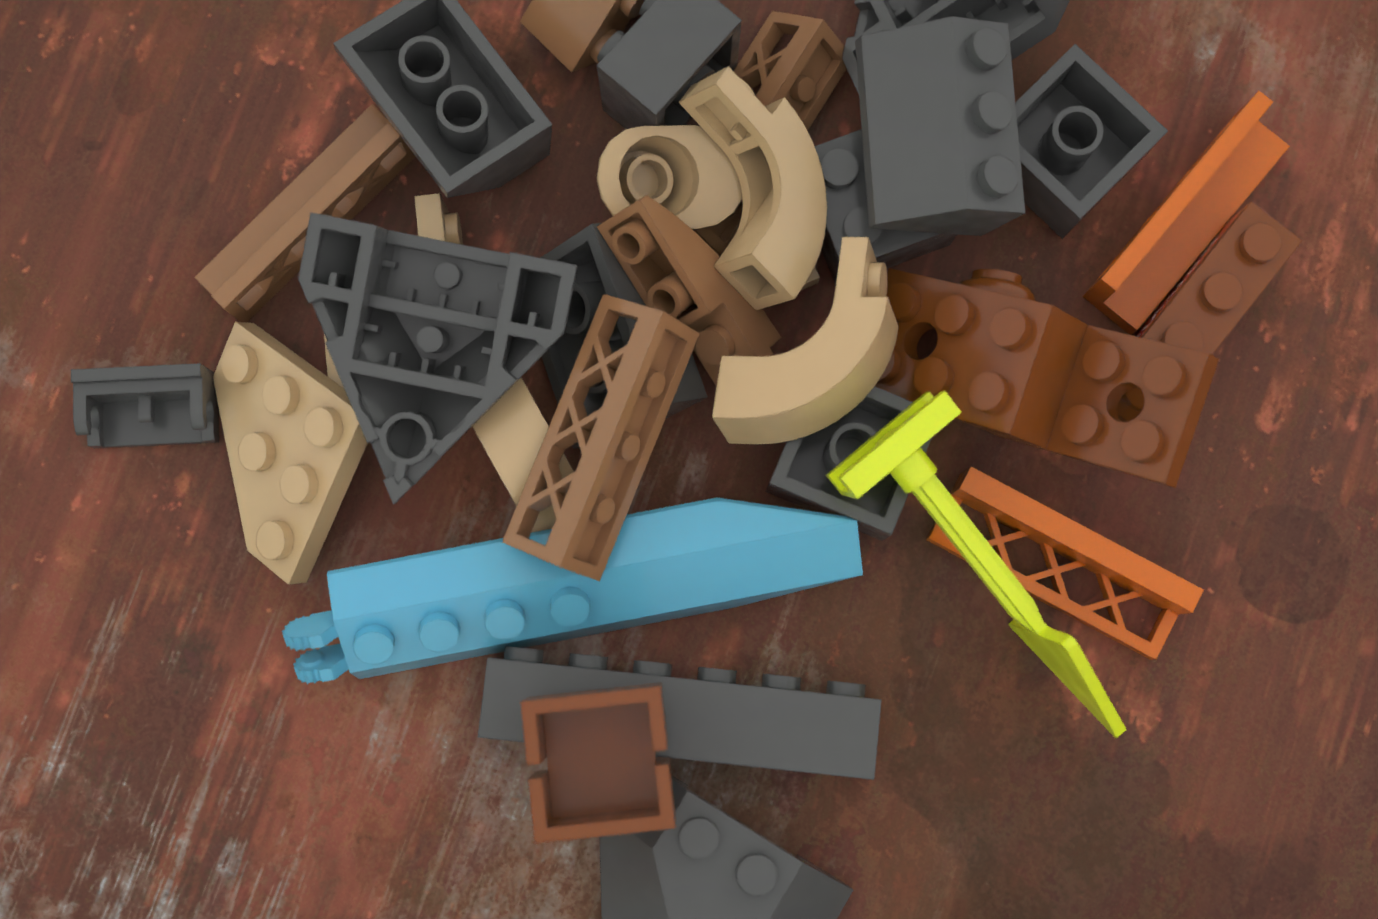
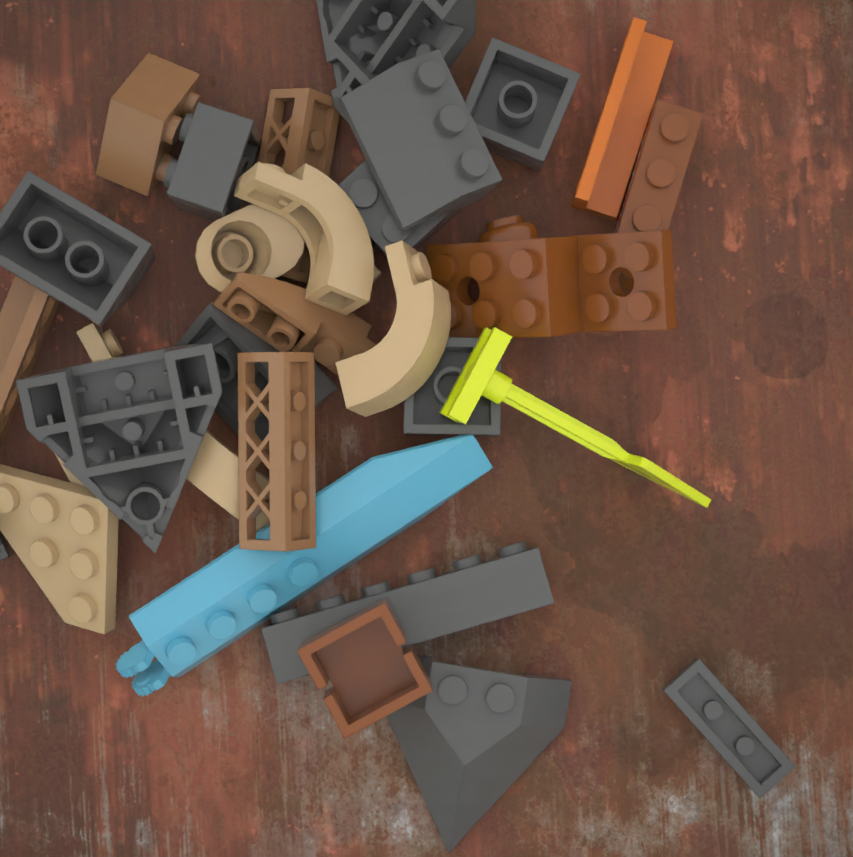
camera: 20 degrees left, 5 degrees up
(1086, 550) = (639, 387): orange fence -> none

